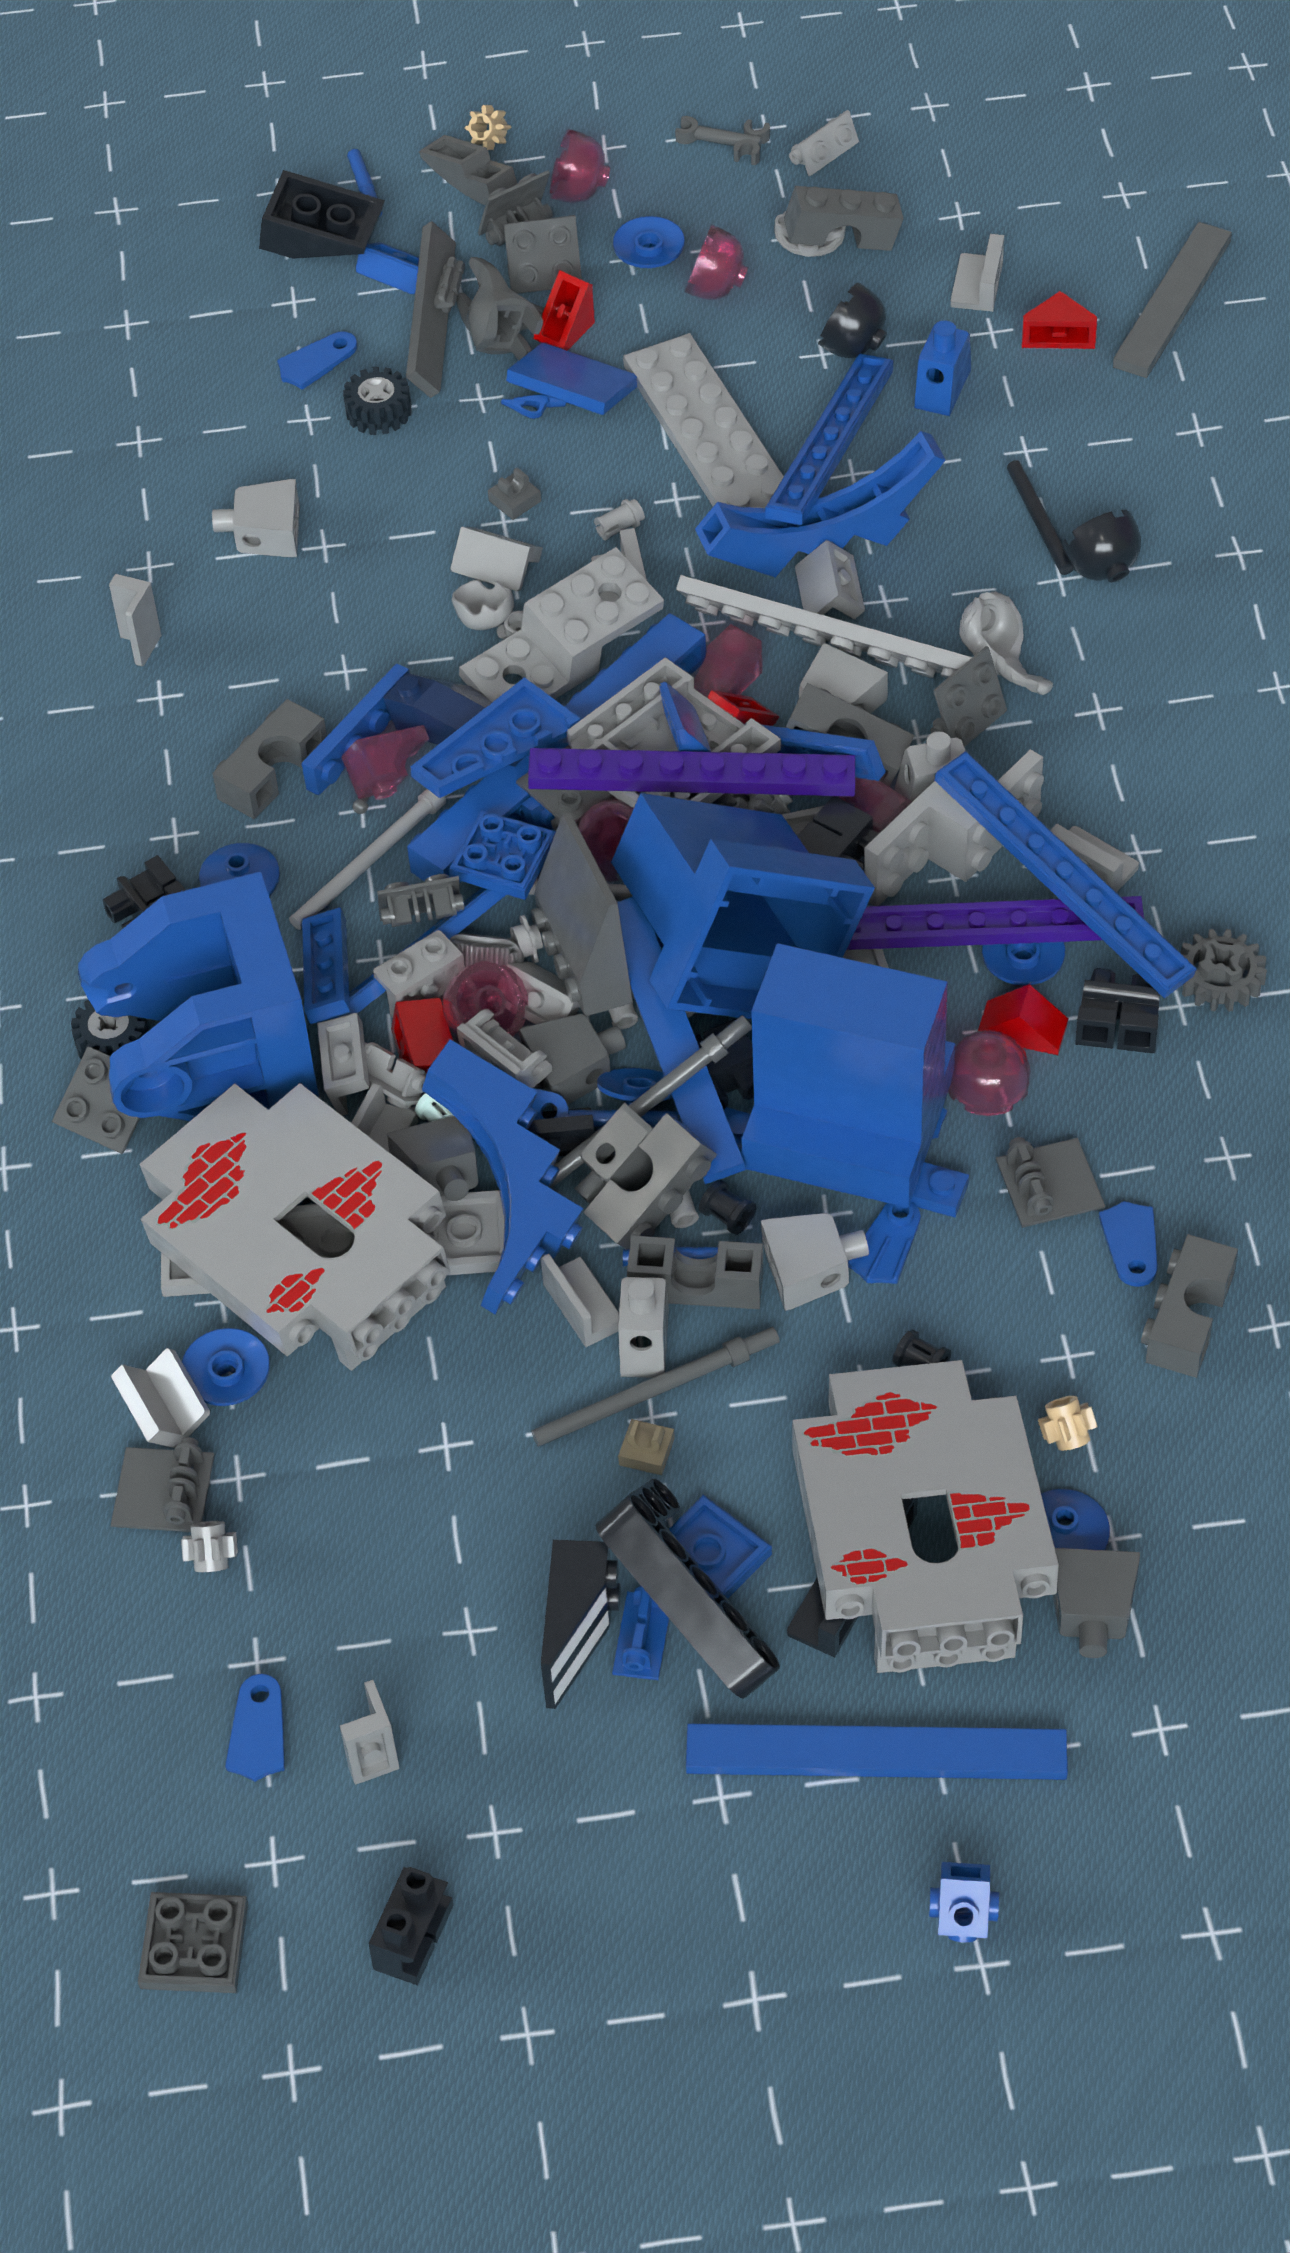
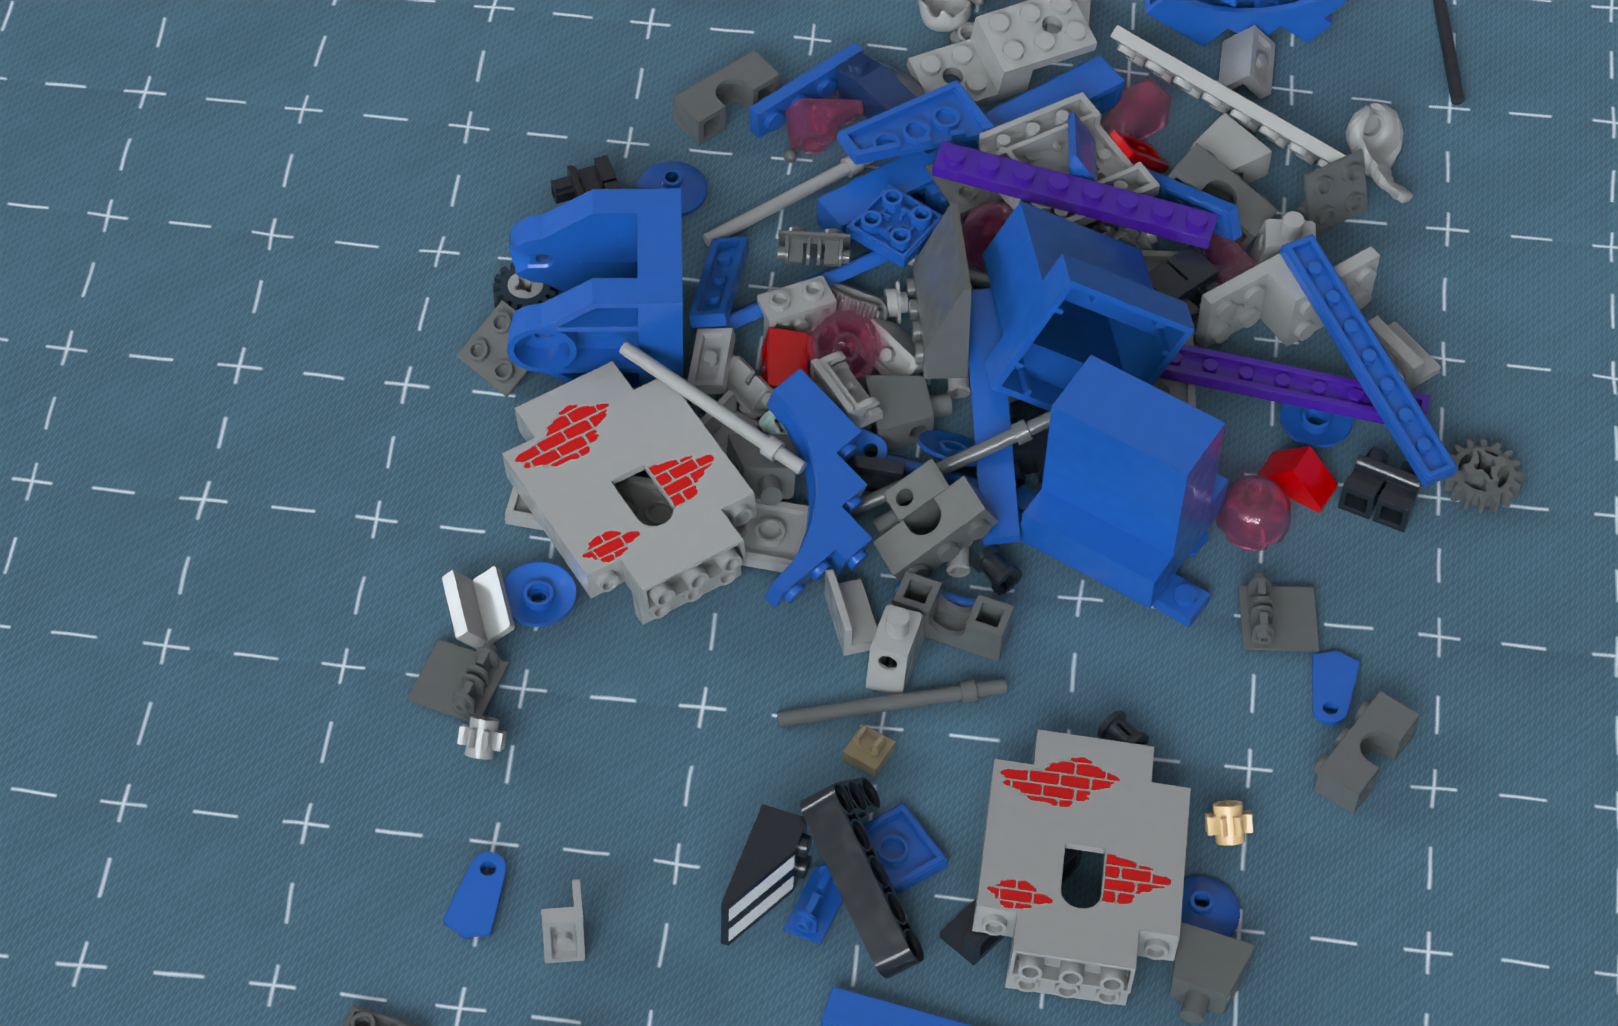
camera: 10 degrees right, 0 degrees up
(440, 1134) = (769, 446): none -> light grey bar
(809, 1256) = (1053, 627): light grey torso -> none
(888, 1245) = (1122, 635): blue piece -> none
(1104, 547) = (1494, 88): black cylinder -> none

